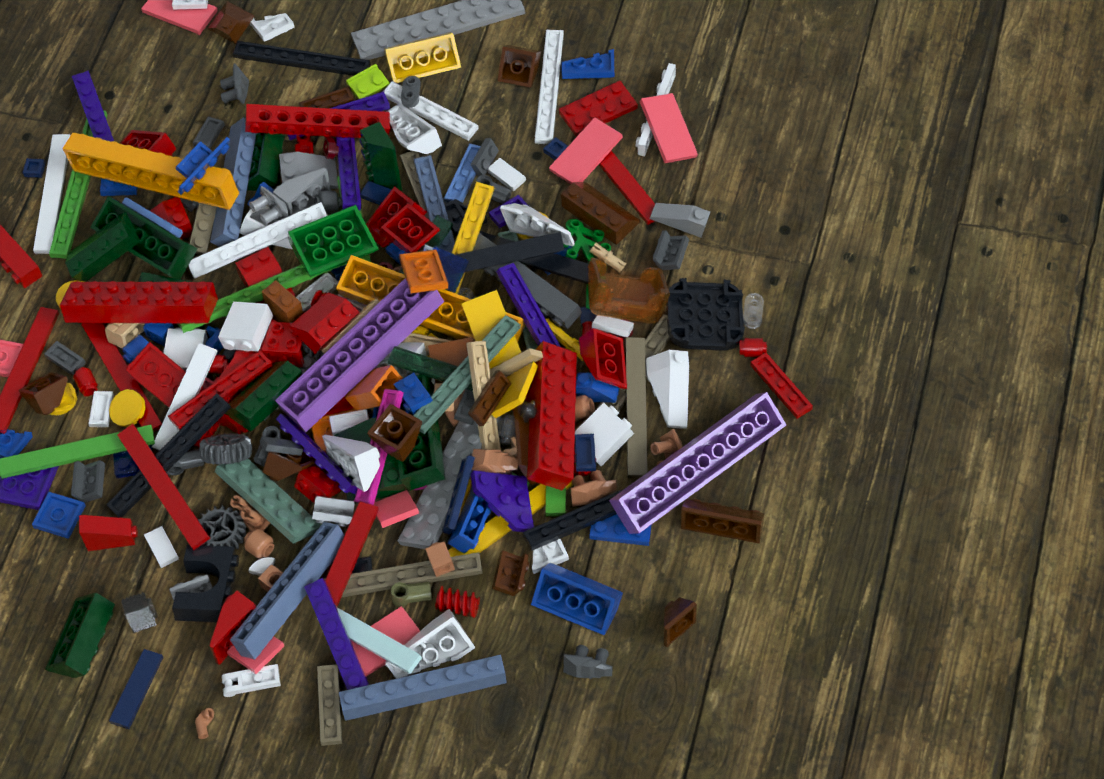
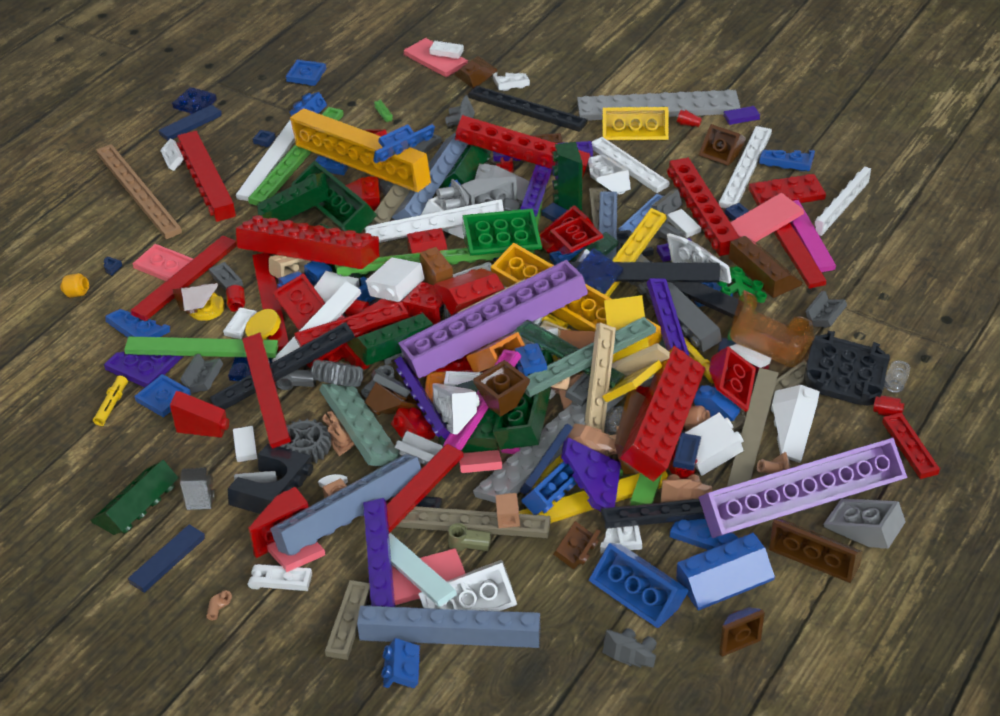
camera: 15 degrees right, 15 degrees down
(9, 527) = (119, 385): none -> yellow pin
(44, 65) = (306, 72): none -> blue plate
(65, 112) = (311, 102): none -> blue bracket
(92, 106) = (332, 99): dark purple plate -> none
(149, 99) = (383, 111): none -> bright green axle
(153, 217) = (350, 185): medium blue tile -> none
(258, 543) = (336, 460): nougat head -> none
(330, 149) = (527, 170): dark red plate -> none
(368, 82) = (579, 132): lime plate -> none
(391, 735) = (401, 663): none -> blue bracket
(412, 88) = (615, 145): dark grey plate -> none
(423, 271) = (575, 260): orange tile -> none
(457, 602) = (512, 558): red piece -> none
(475, 36) = (688, 118): none -> red cone
(489, 398) = (604, 381): reddish brown tile -> none
(519, 148) = (702, 205): none -> red brick
(527, 17) = (741, 115): none -> dark purple tile
(528, 411) = (640, 399): clear smoke plate -> none
(608, 257) = (763, 304): tan pin -> none
(637, 166) = (812, 242): none -> dark pink tile
(649, 564) = (725, 571): none -> slope
(668, 128) = (850, 214): coral tile -> none
(682, 217) = (845, 286): light grey slope -> none
(760, 478) = (867, 521): none -> light grey slope

